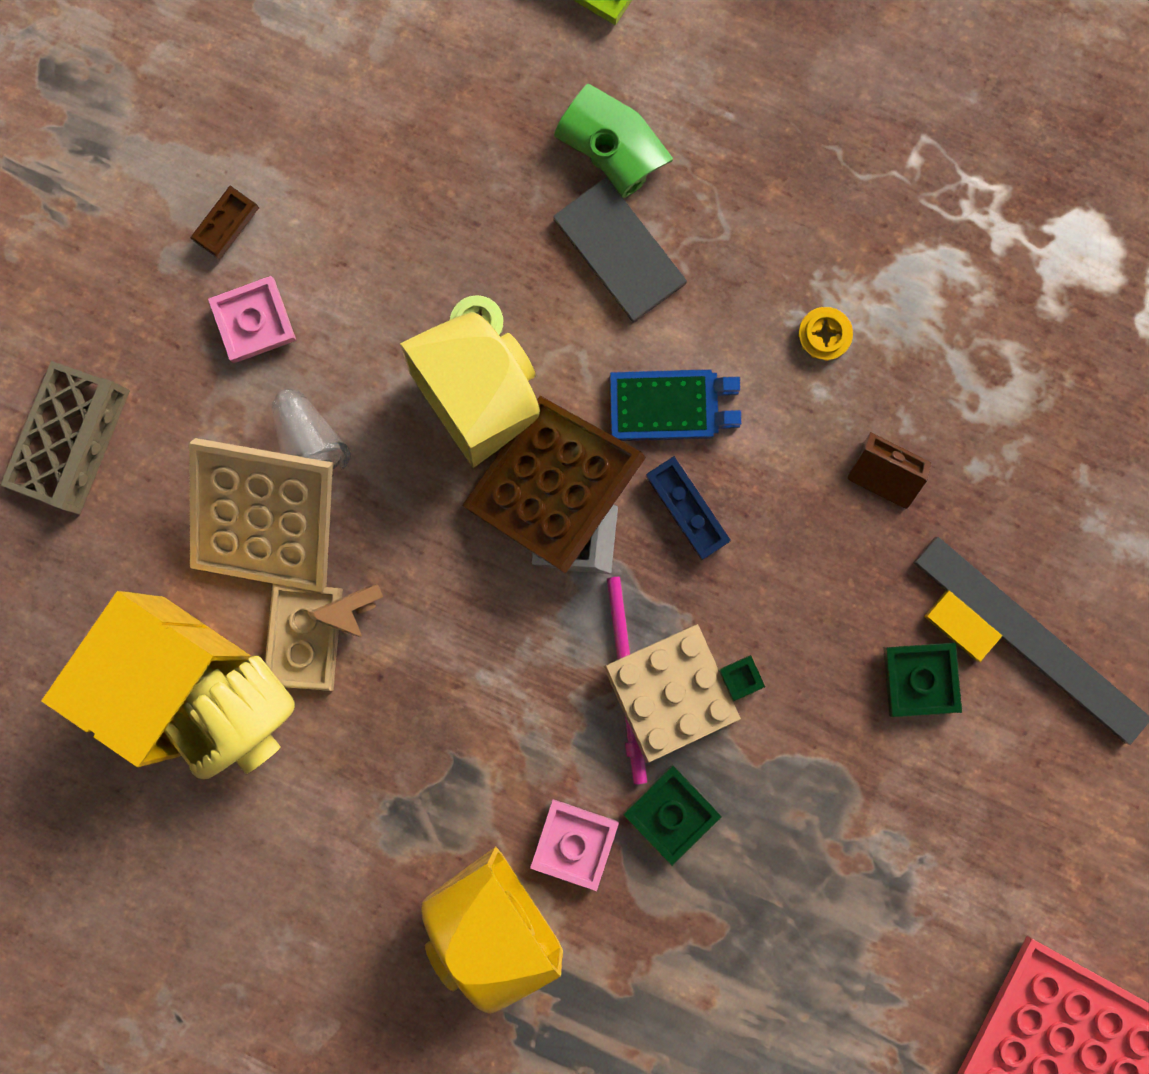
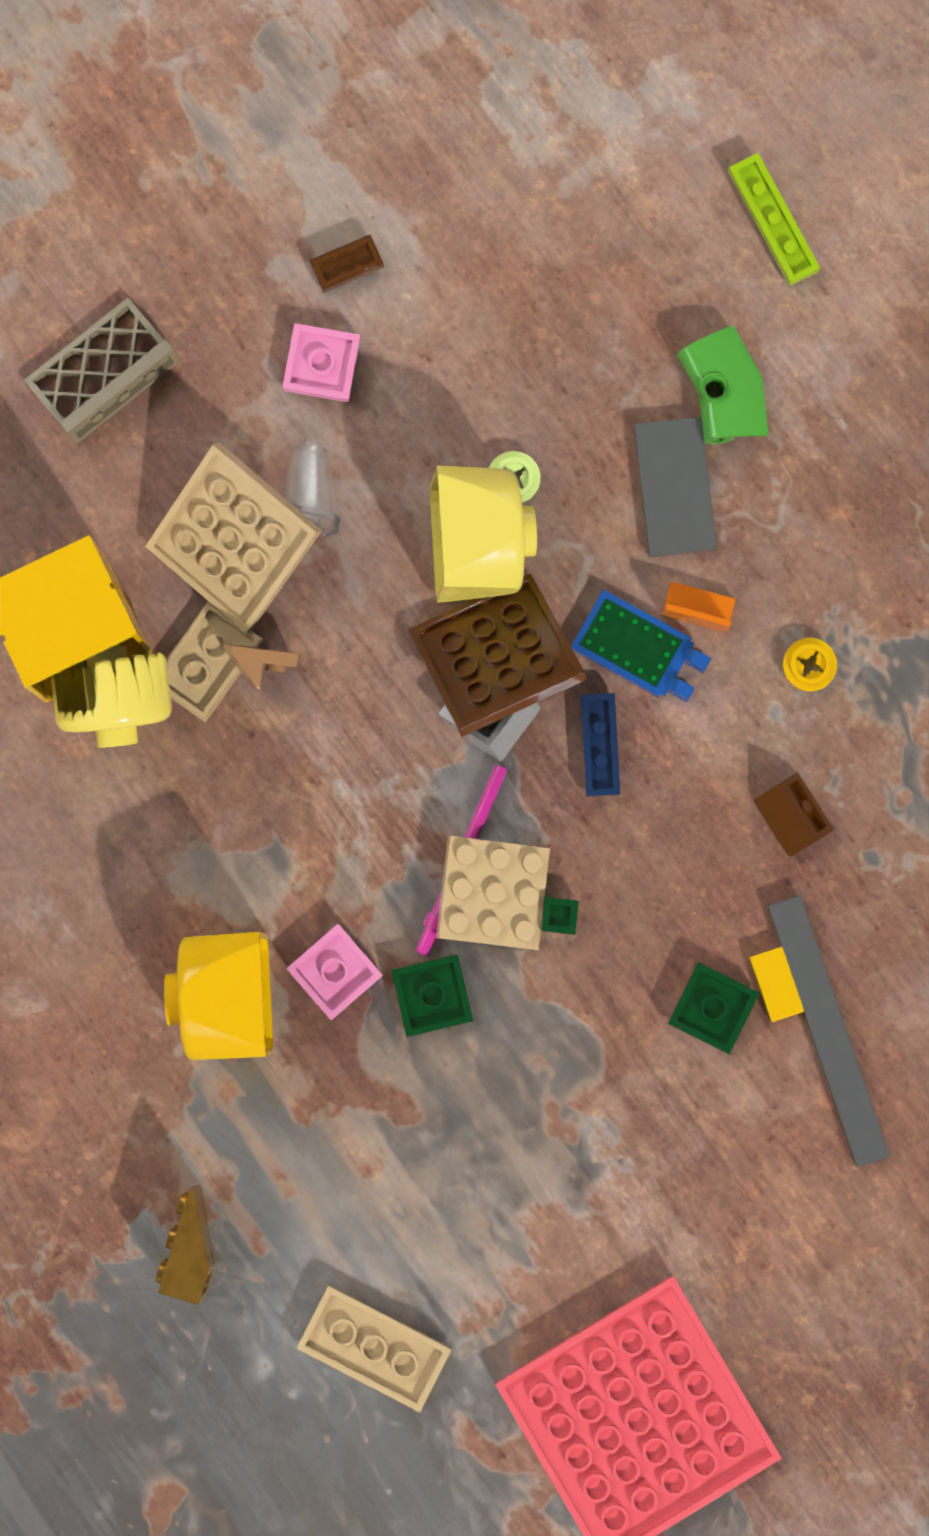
camera: 20 degrees right, 0 degrees up
(701, 340) = (698, 607): none -> orange panel

